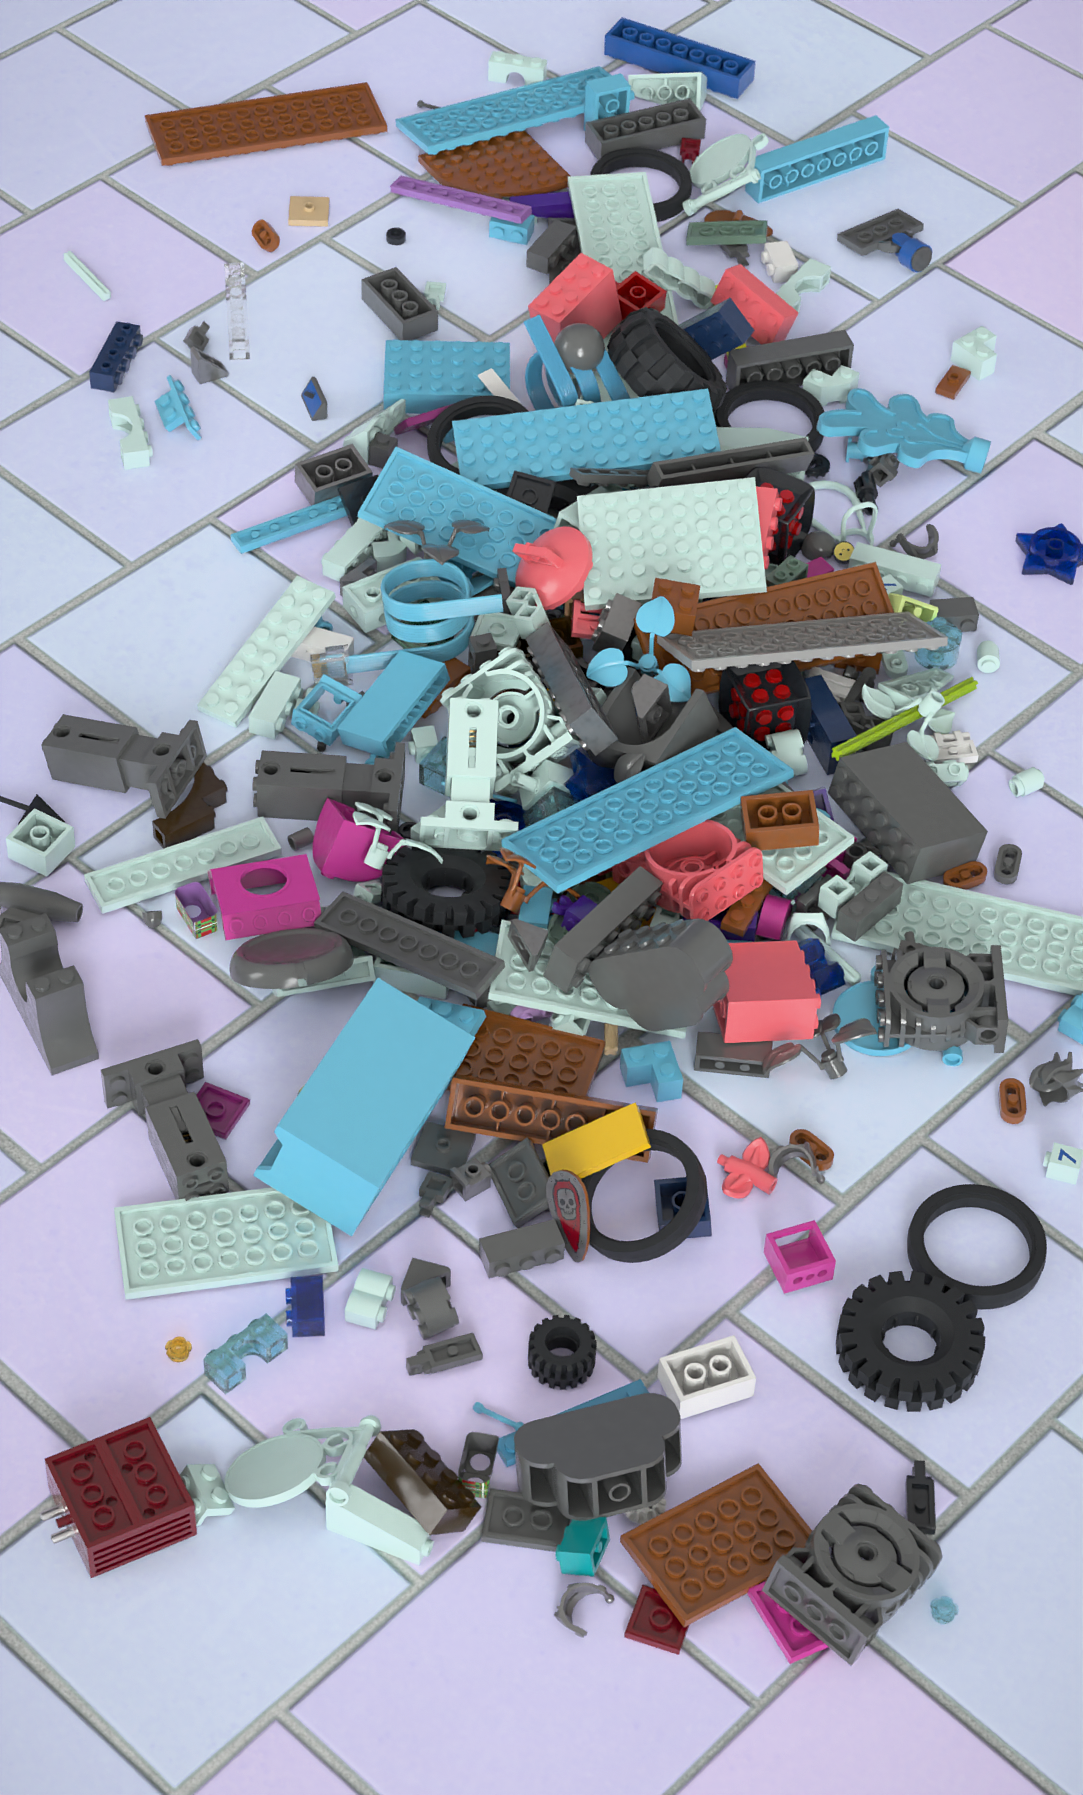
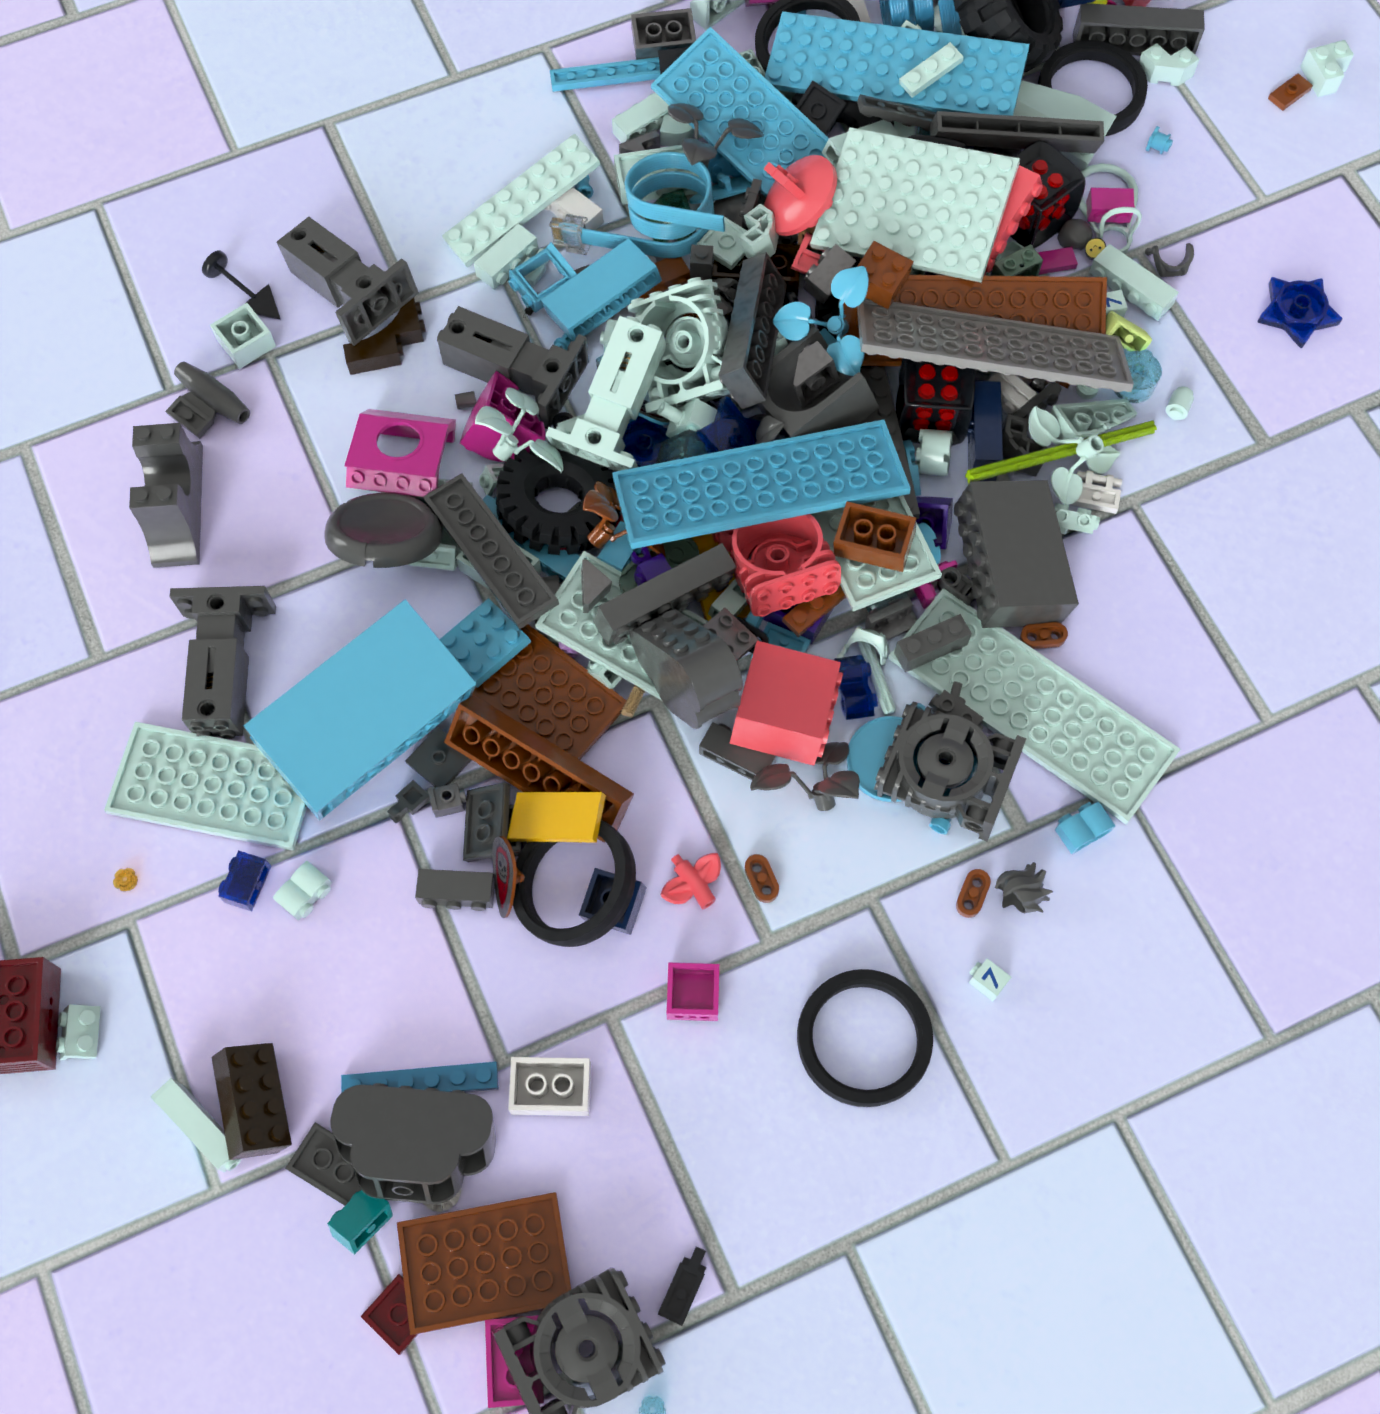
camera: 25 degrees right, 20 degrees up
(152, 918) = (304, 440): dark grey hinge -> none
(181, 864) = (353, 393): light aqua plate -> none
(196, 895) = (338, 428): piece -> none
(221, 1108) = (270, 650): magenta tile -> none
(260, 1338) = (153, 911): clear light blue arch -> none
(294, 1461) = (146, 1036): light aqua piece -> none
(381, 449) = (722, 20): dark grey brick -> none
(421, 1270) = (354, 889): dark grey slope -> none
(431, 1307) = (345, 923): dark grey brick -> none
(445, 1355) = (341, 972): dark grey hinge -> none
(476, 1444) = (300, 1096): dark grey piece -> none
(479, 1408) = (371, 1067): medium azure hinge -> none
(566, 1334) = (426, 993): black tyre -> none
(571, 1597) = (319, 1274): flat silver helmet -> none
(626, 432) = (931, 70): none -> light aqua plate
(653, 1065) = (661, 740): medium azure brick -> none
(774, 917) = (841, 623): dark pink brick -> none
(790, 1151) = (736, 874): flat silver helmet -> none
(821, 468) = (1120, 149): black gear -> none
(831, 510) = (1105, 199): none -> dark pink brick
(839, 892) = (909, 621): light aqua arch -> none
(866, 490) = (1148, 189): black arm -> none
(883, 468) = (1174, 168): dark grey brick -> none
(902, 430) = (1210, 134): medium azure plant -> none
(919, 1305) = (752, 1070): black tyre -> none
(959, 612) = (1170, 347): dark grey piece -> none
(1007, 864) = (1090, 636): dark grey plate -> none
(1026, 782) = (1152, 552): light aqua brick -> none

